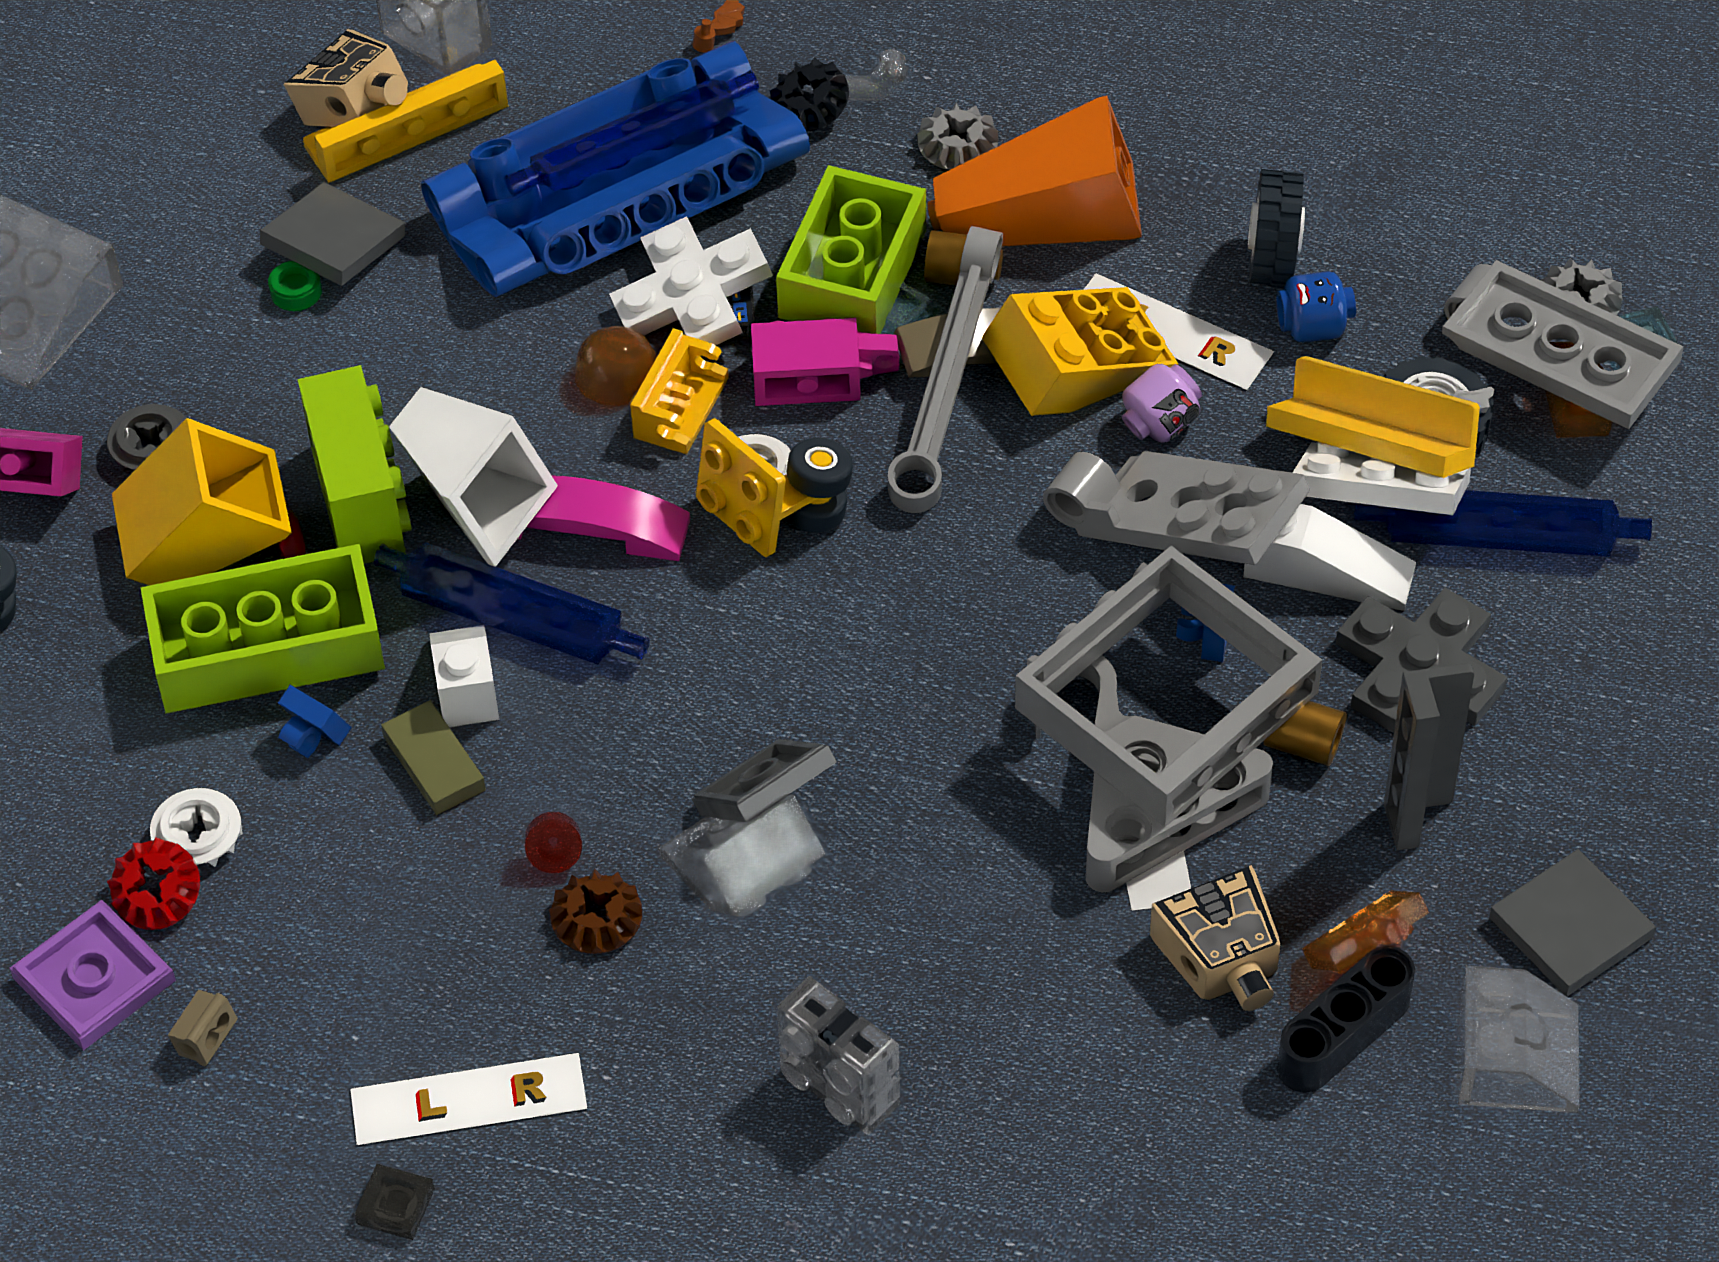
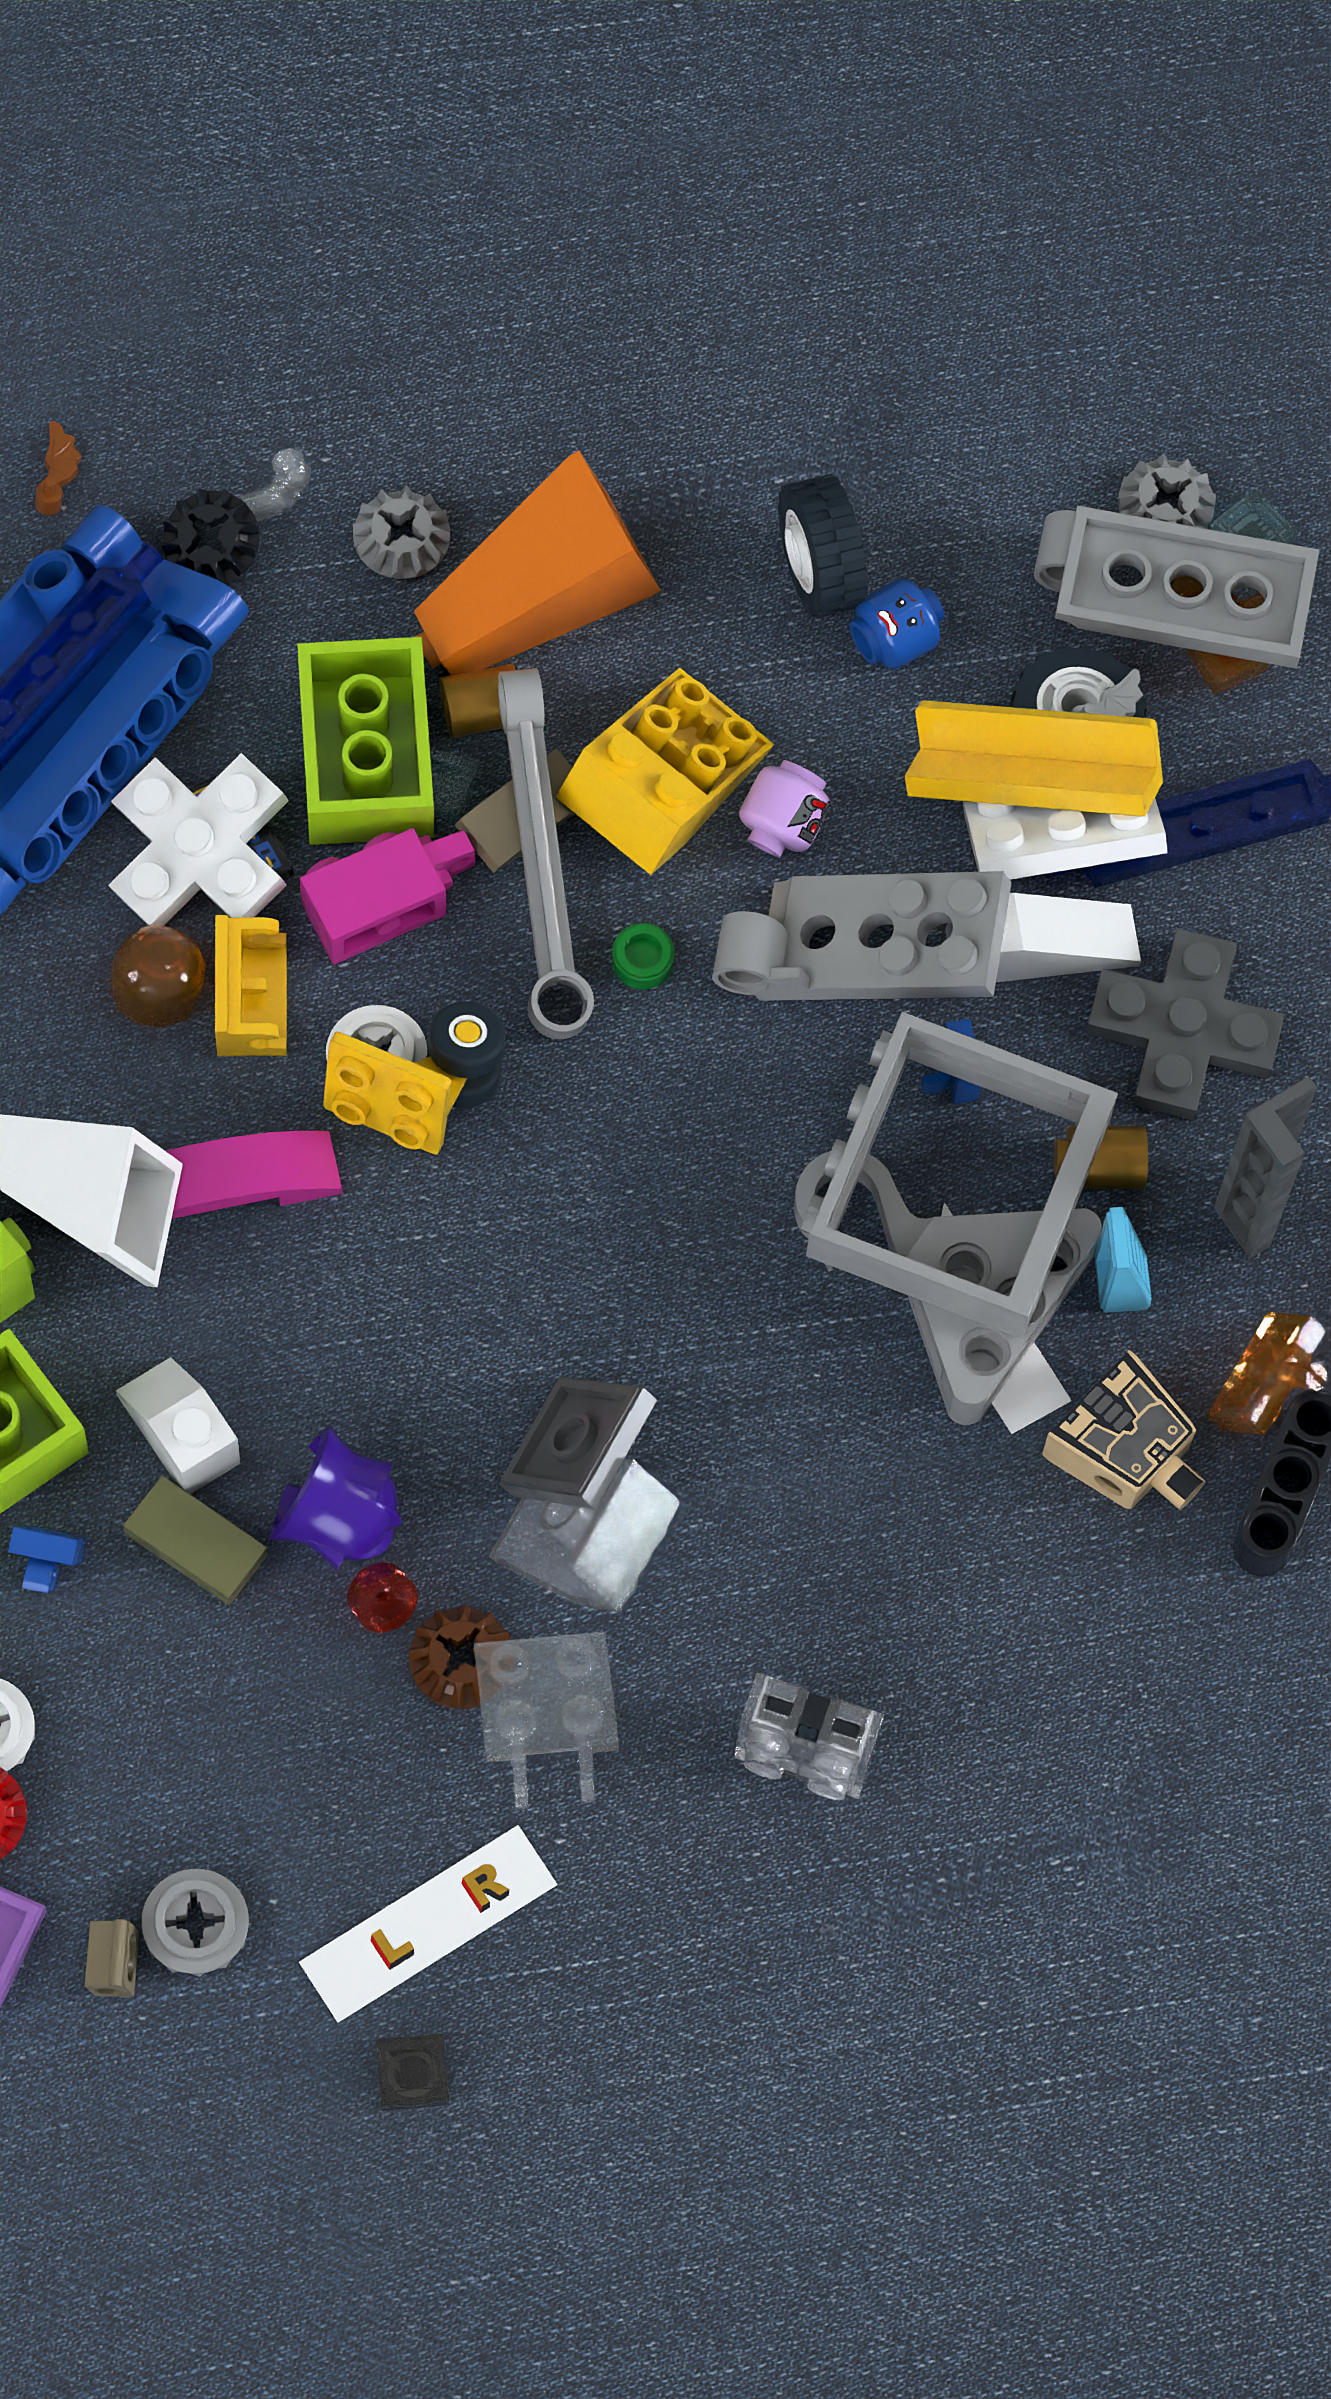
camera: 30 degrees left, 15 degrees up
(271, 1007) = (170, 1904): none -> light grey gear
(511, 602) = (190, 1321): clear blue plate -> none
(551, 759) = (343, 1506): none -> dark purple helmet
(639, 954) = (546, 1700): none -> clear plate
(999, 473) = (643, 956): none -> green tile
(1198, 341) = (770, 703): white sticker -> none
(1279, 805) = (1121, 1266): none -> medium azure slope

